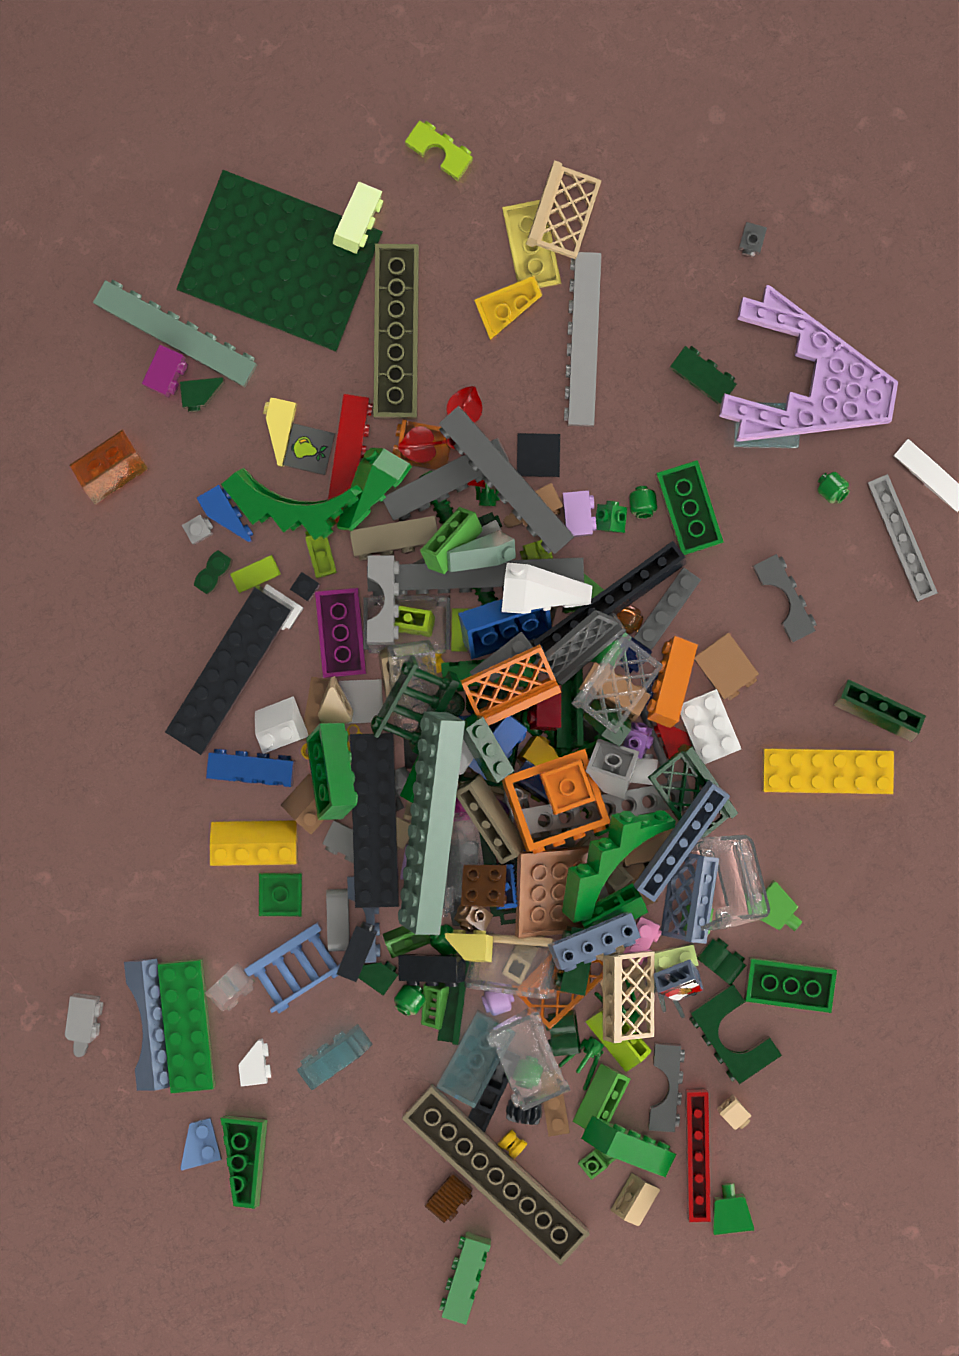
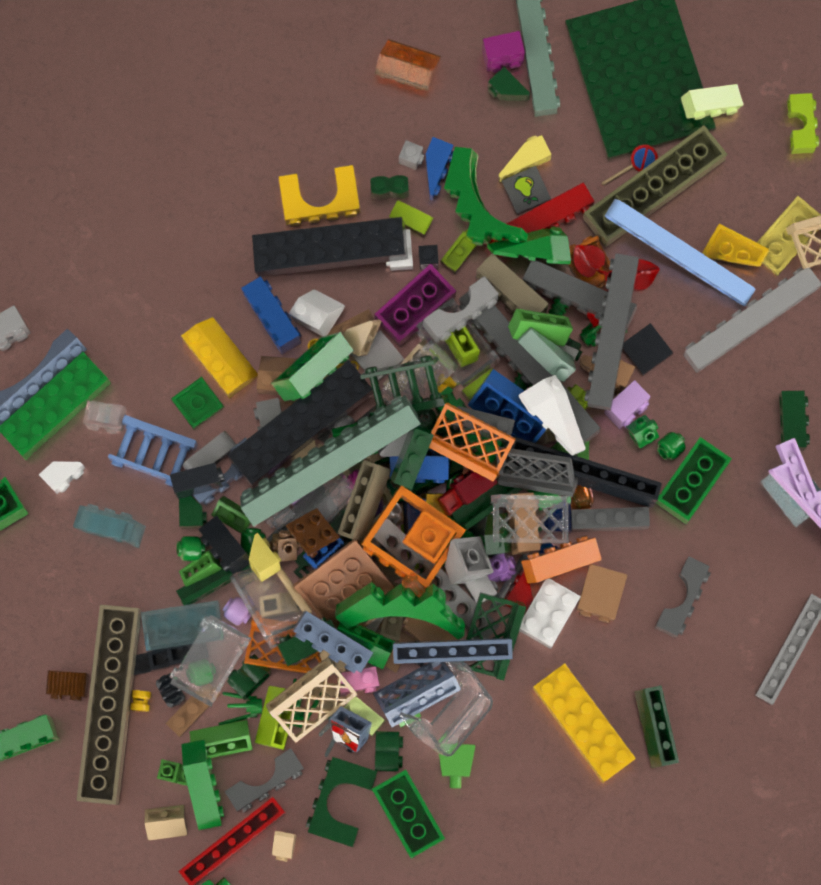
camera: 55 degrees right, 10 degrees down
(170, 672) = (344, 204): none -> yellow arch
(361, 322) = (640, 158): none -> piece
(475, 358) = (680, 252): none -> light blue beam
(545, 740) = (449, 502): none -> red tile
(597, 833) = (410, 581): none -> clear orange piece
(833, 487) = (788, 572): green head -> none

